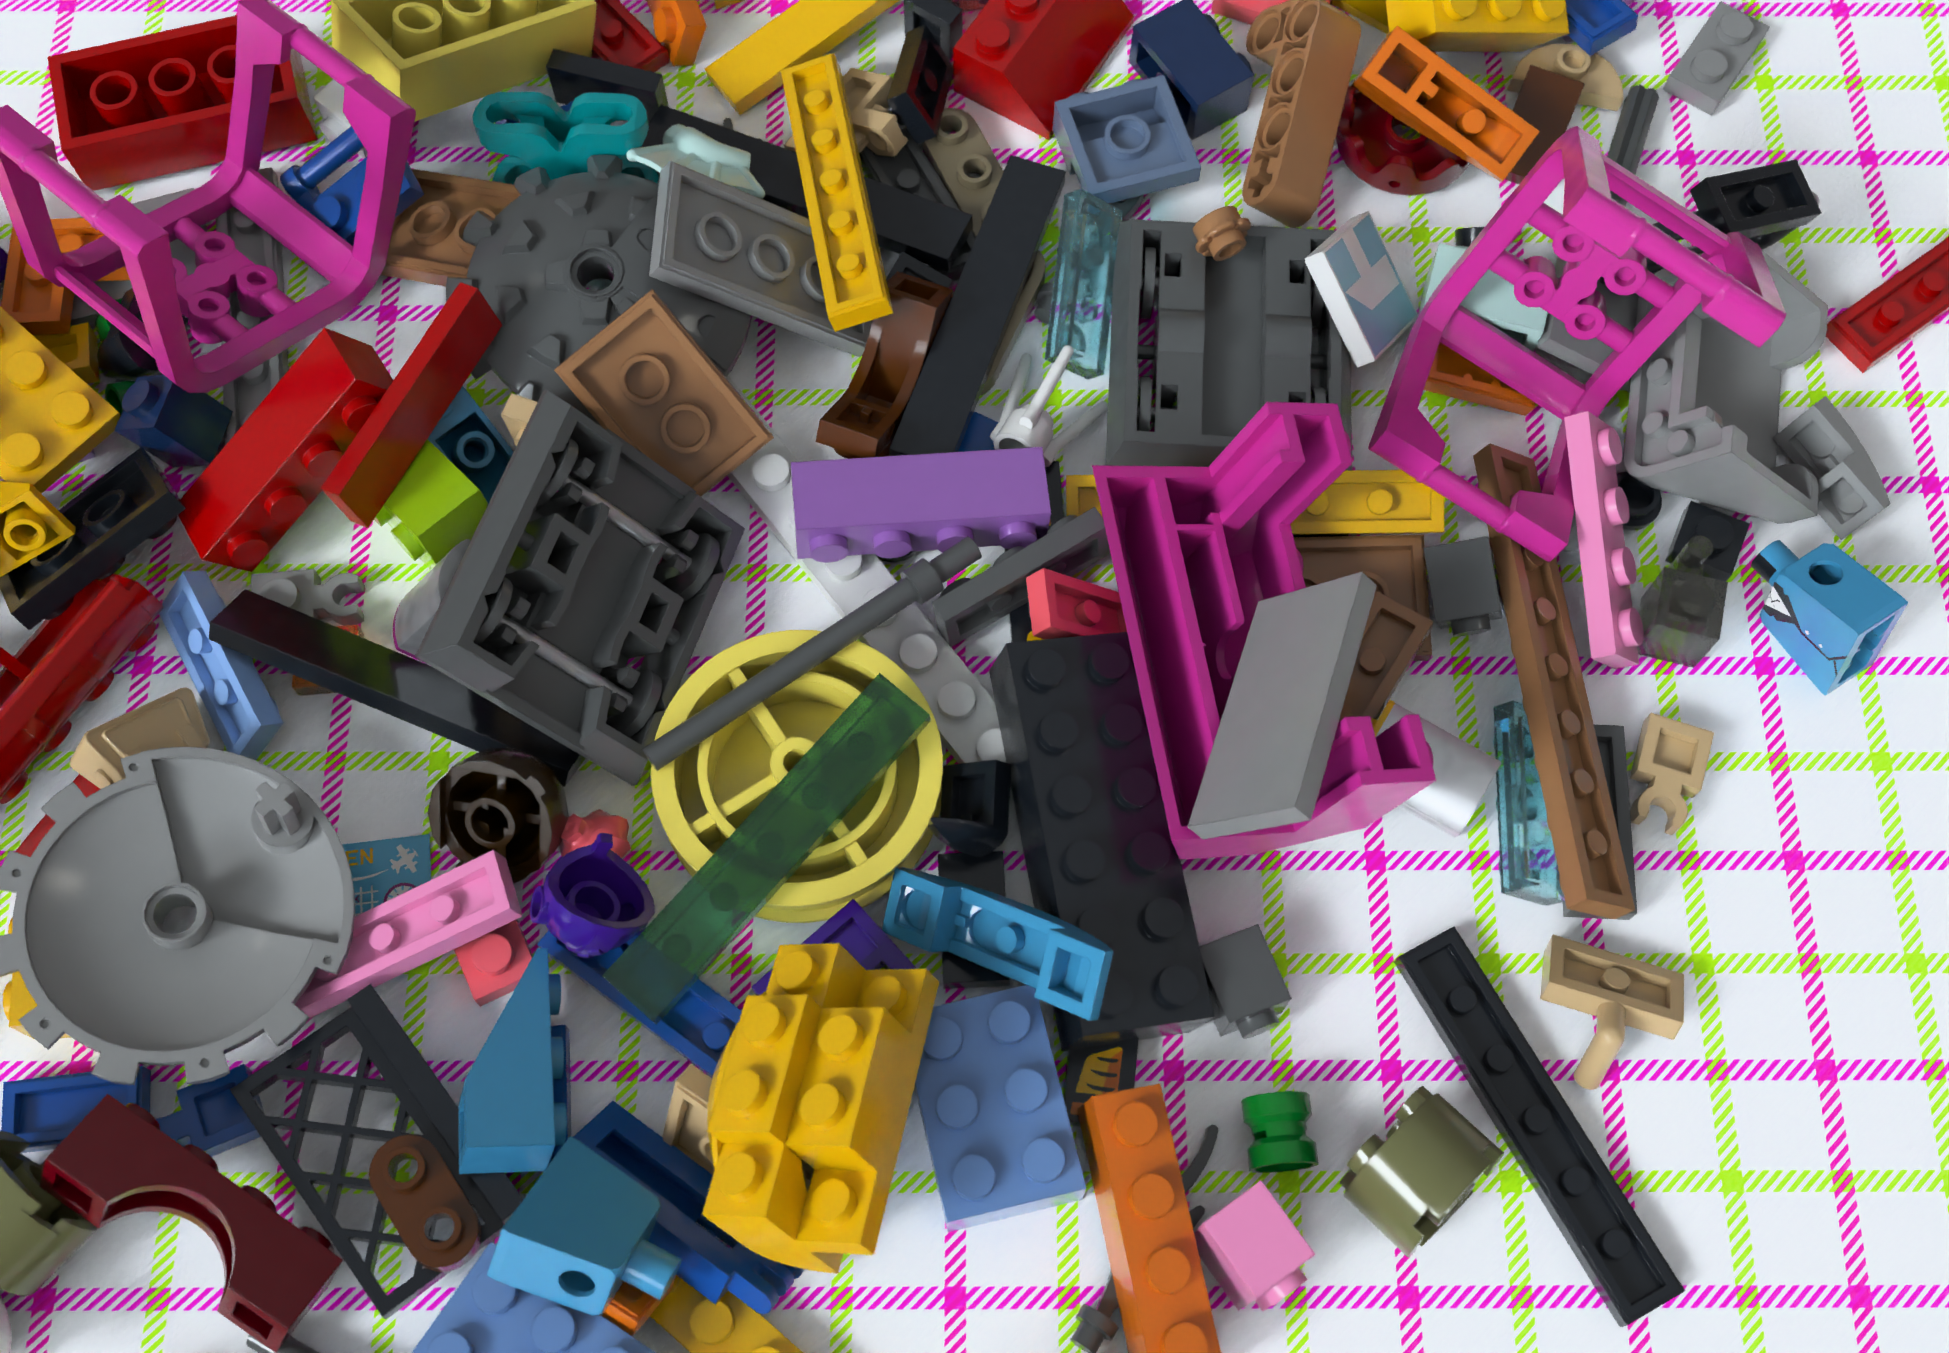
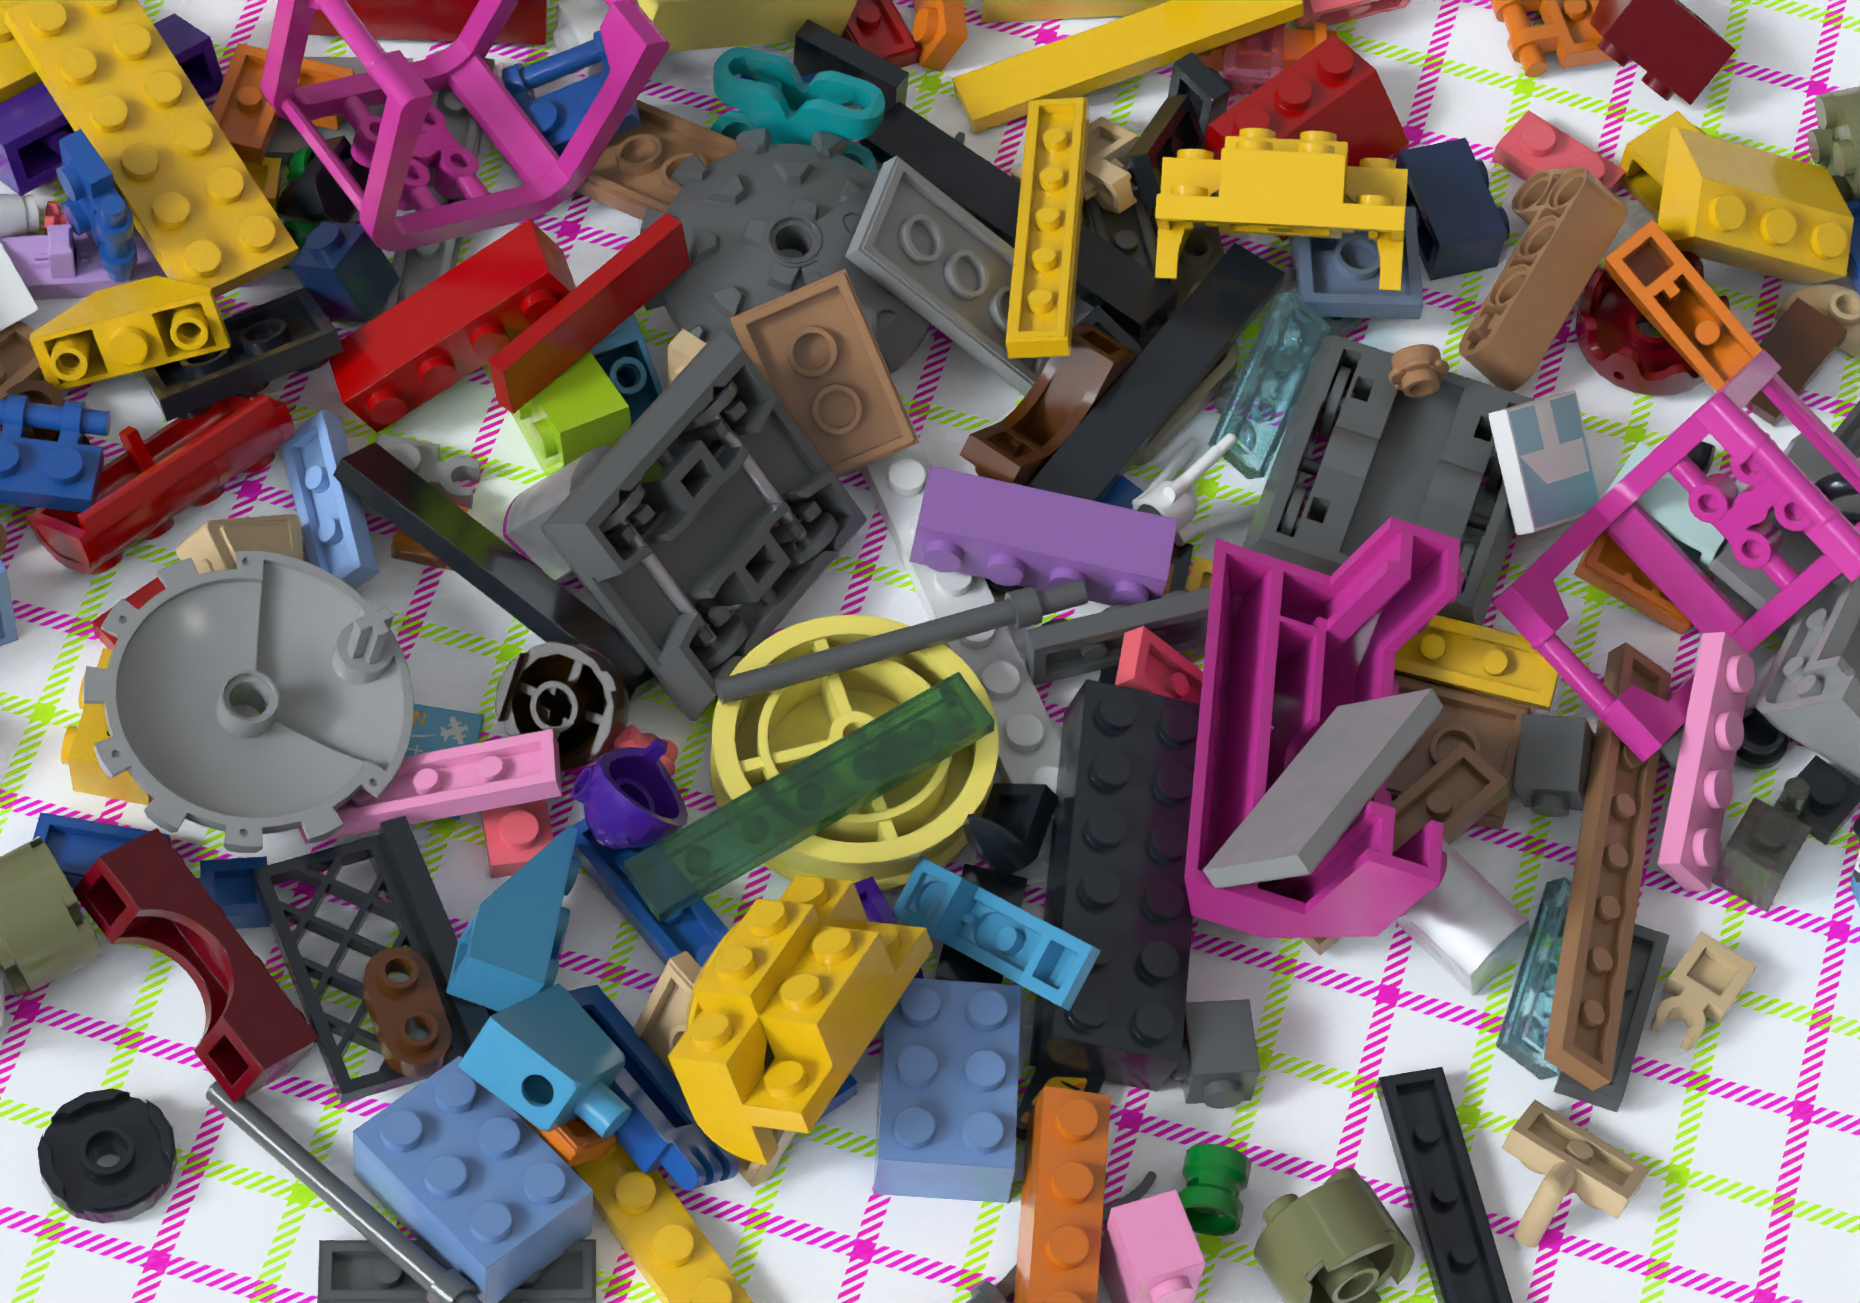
camera: 10 degrees right, 10 degrees down
(702, 154) = (927, 159): light aqua arm -> none
(1048, 93) = (1282, 191): none -> yellow piece

